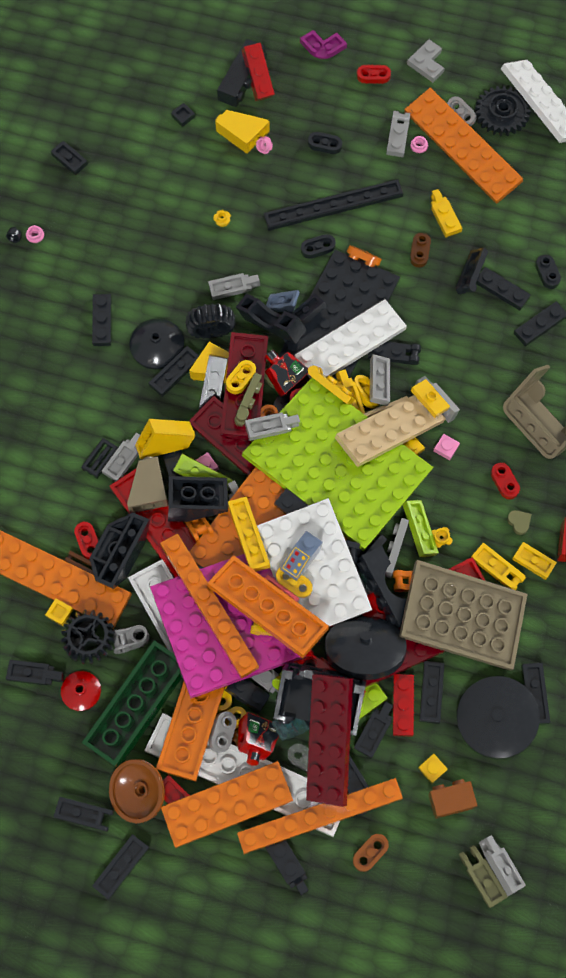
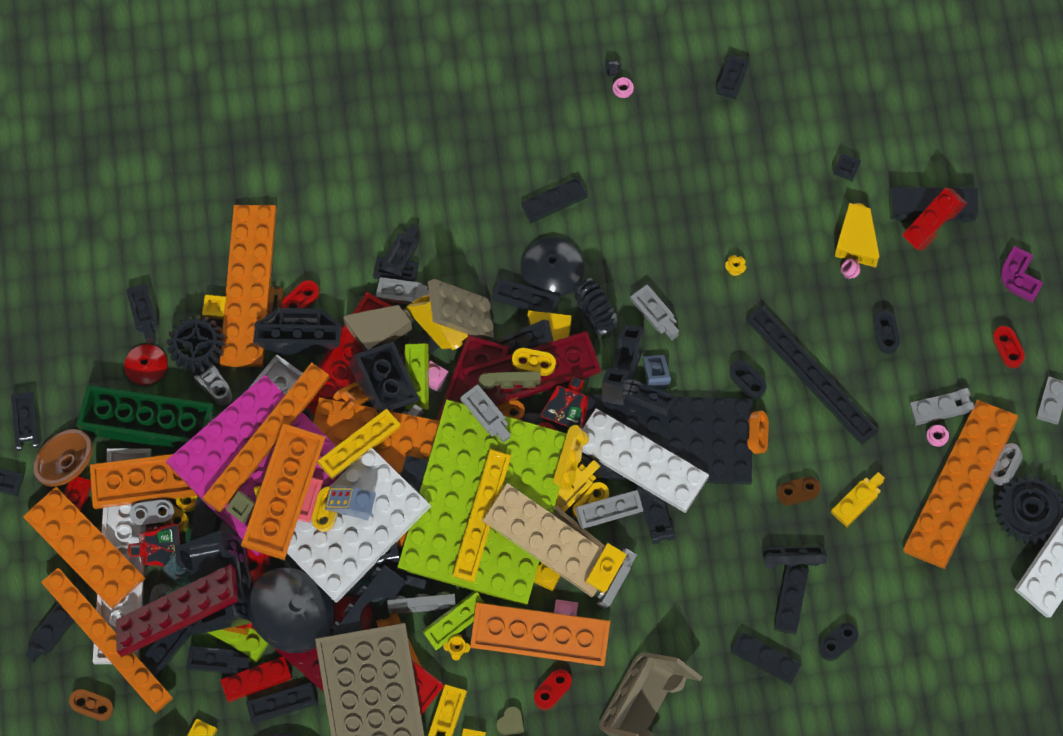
camera: 70 degrees right, 0 degrees up
(89, 444) = (401, 251): none -> black hinge
(167, 414) = (460, 310): none -> dark tan plate
(264, 647) = (241, 507): none -> olive plate
(361, 475) = (476, 530): none -> yellow tile
(459, 470) = (540, 634): none -> orange plate

